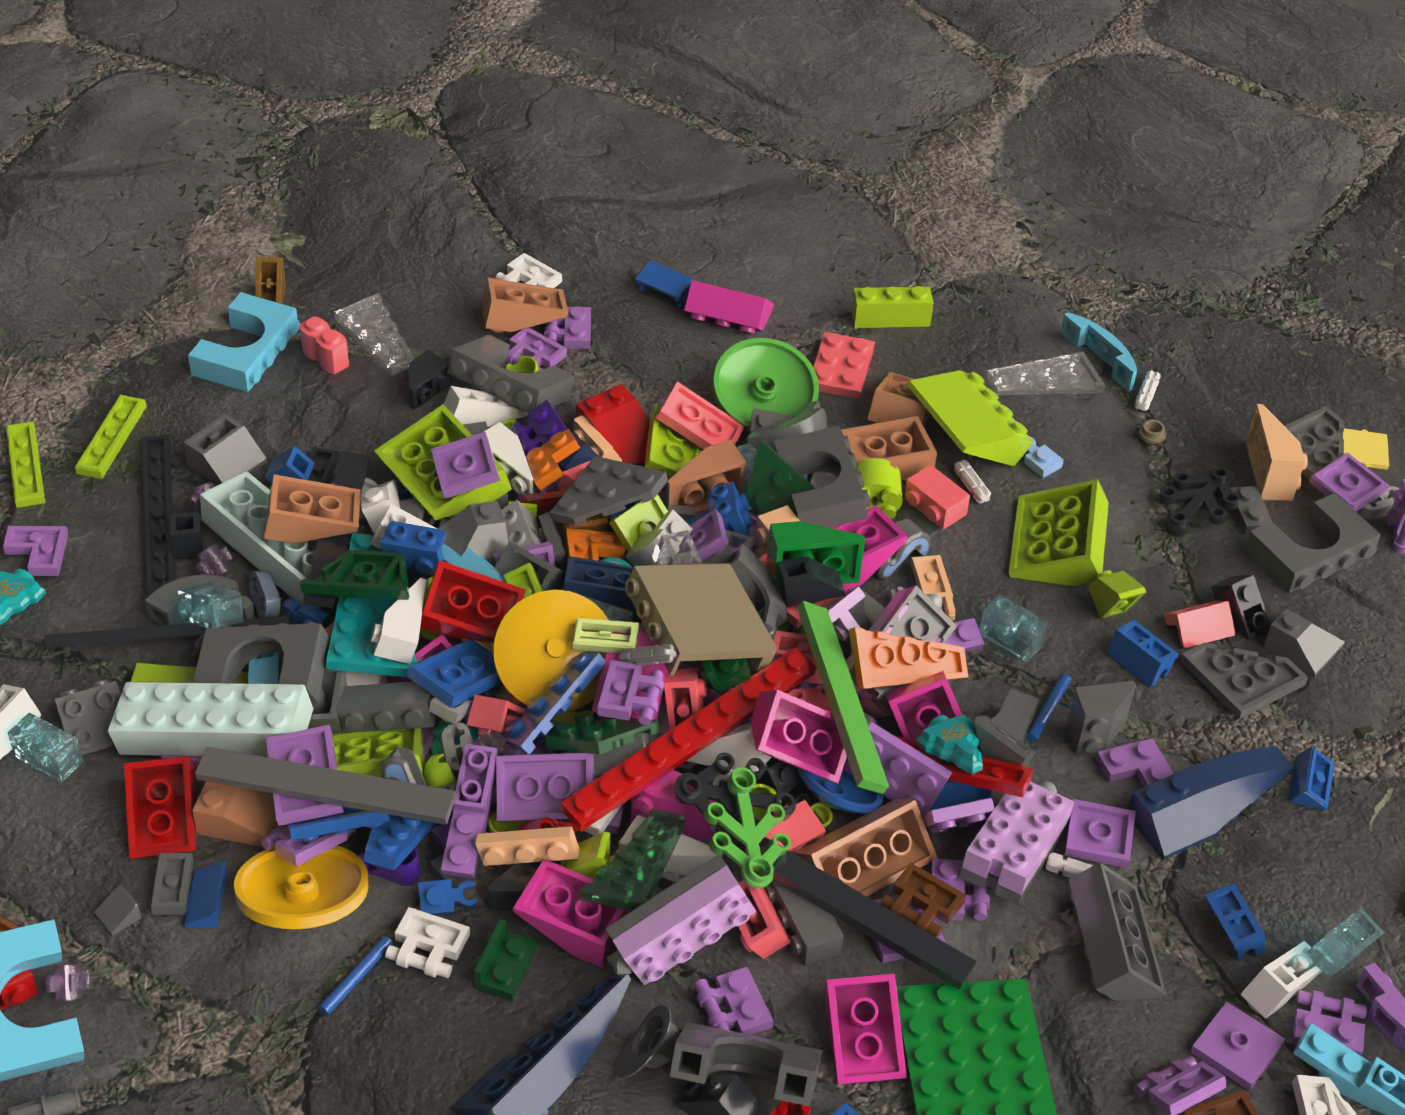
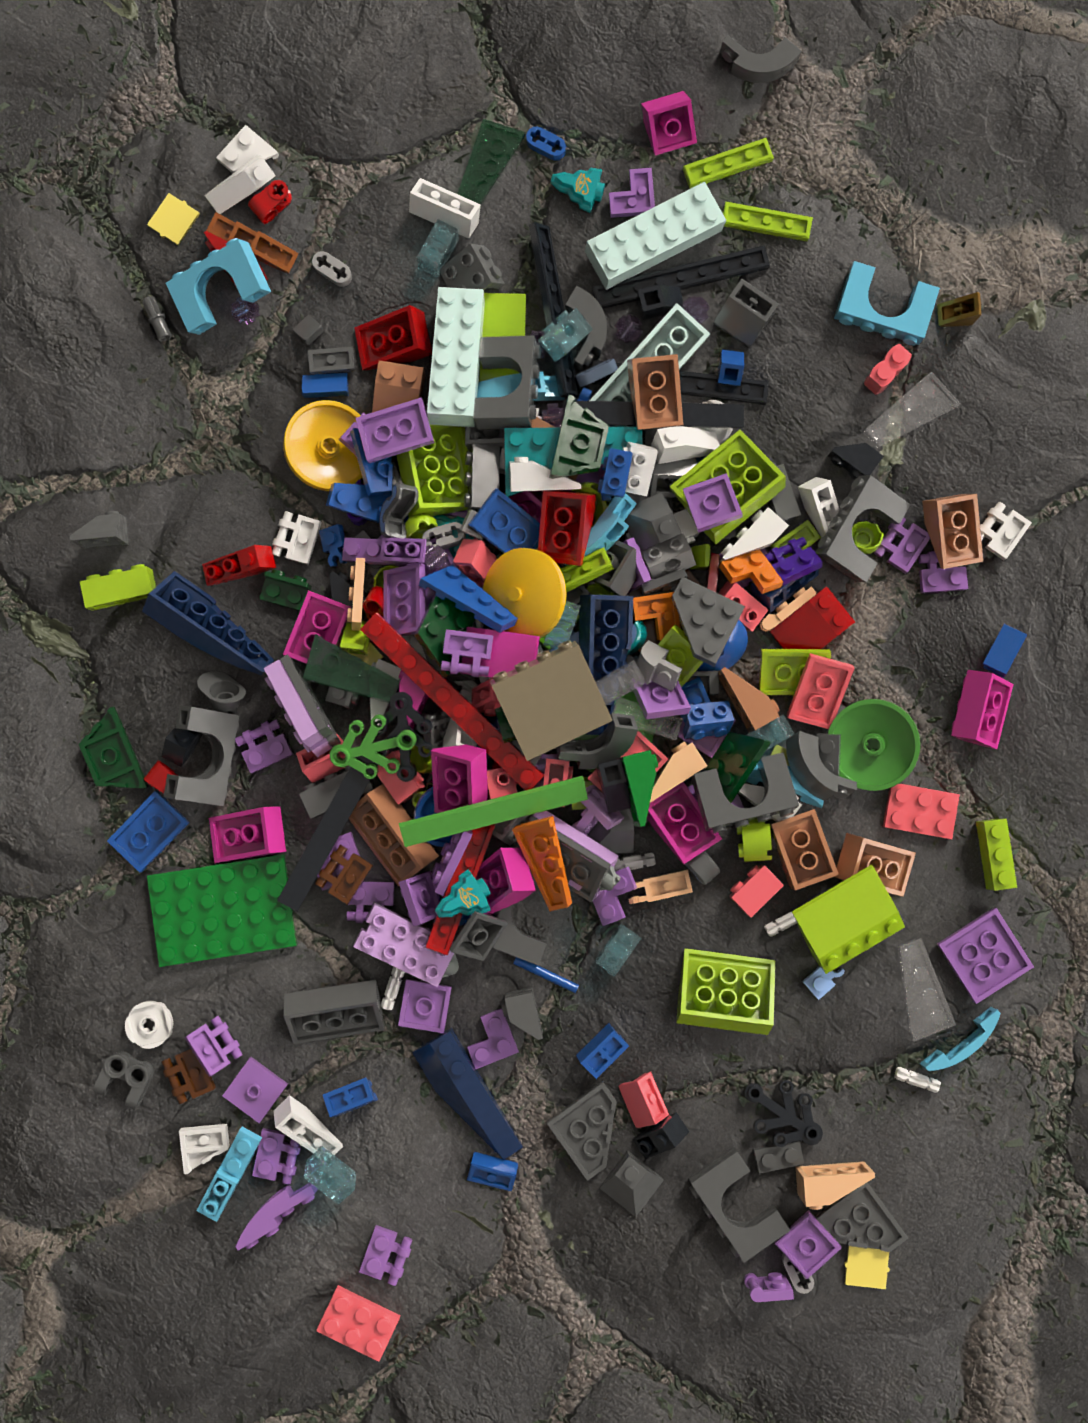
camera: 85 degrees right, 40 degrees up
(34, 878) = (334, 264): none -> light grey beam
(101, 527) = (655, 235): none -> light aqua brick
(326, 785) = (378, 446): dark grey tile -> none
(355, 976) = (265, 491): blue bar -> none
(458, 1018) = (239, 564): none -> red slope
(604, 640) = (521, 650): yellowish green tile -> none
(649, 655) = (495, 662): light grey axle -> none
(1004, 327) = (985, 955): none -> medium lavender plate
(1115, 593) = (655, 1033): lime slope -> none
(1152, 432) = (867, 1085): dark tan plate -> none

